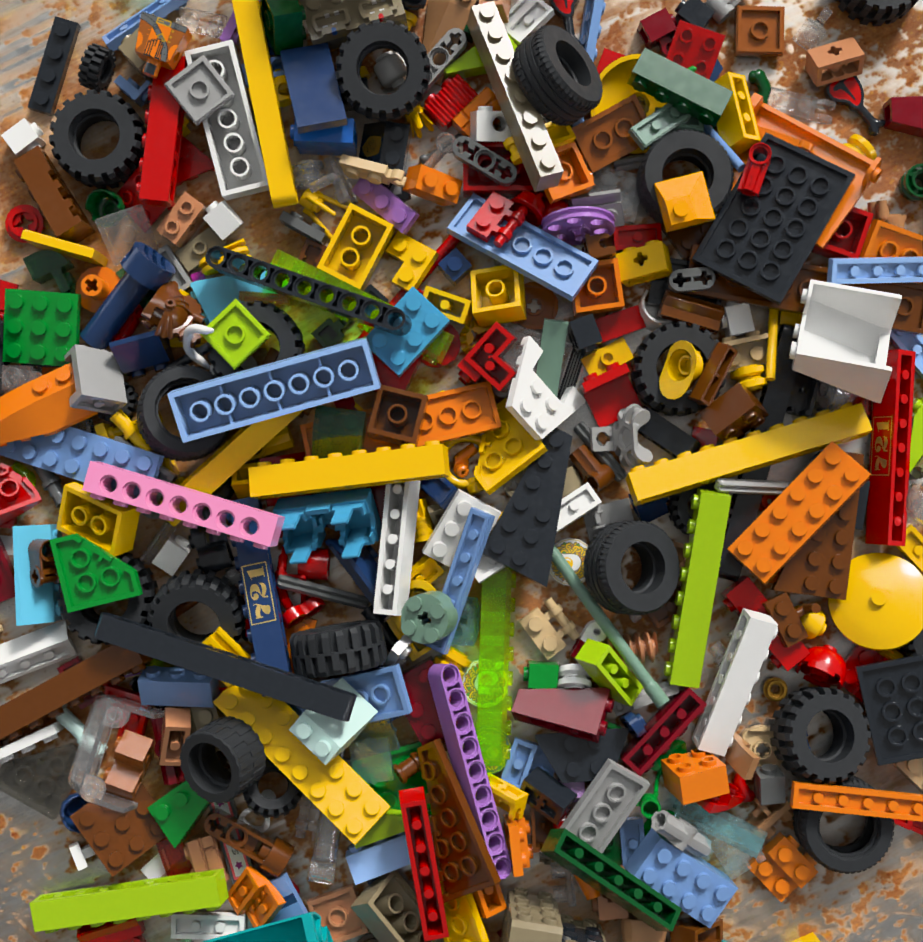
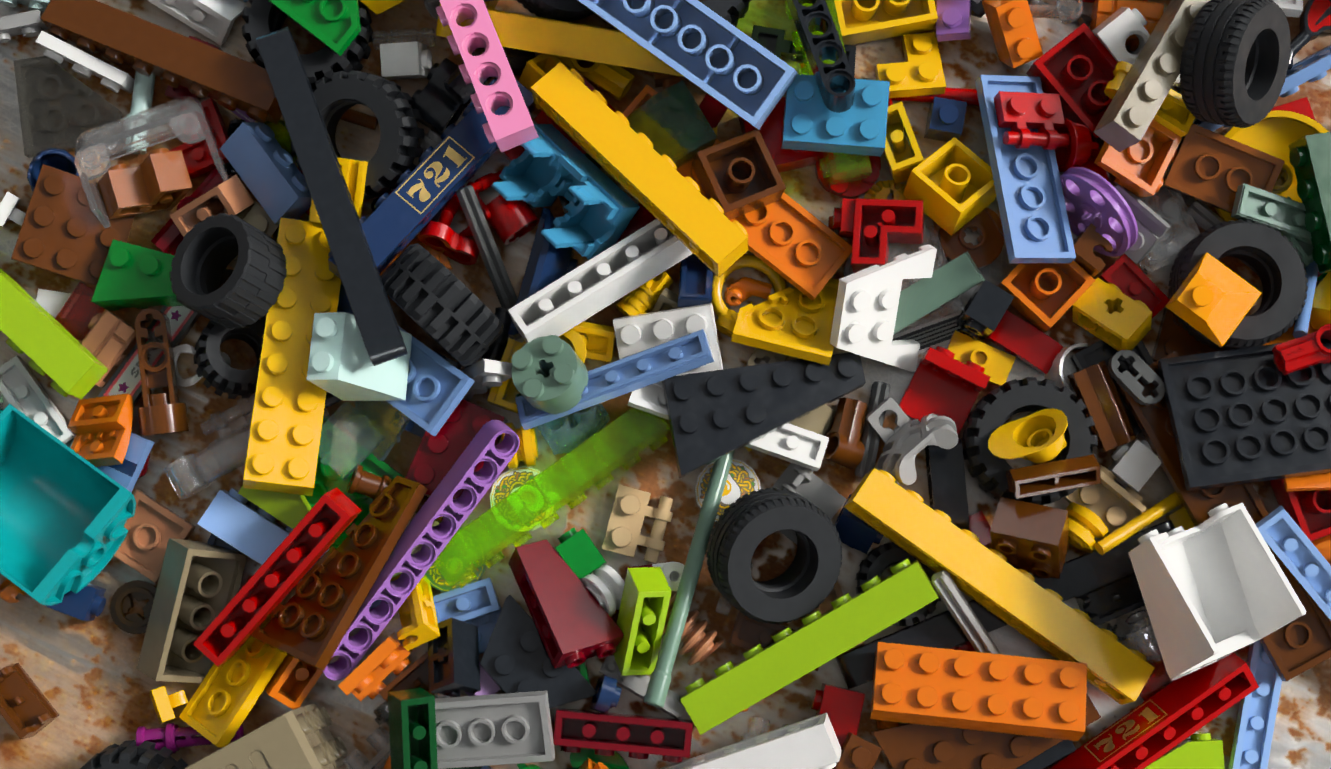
camera: 55 degrees right, 5 degrees down
(503, 163) = (1070, 37): dark grey beam -> none

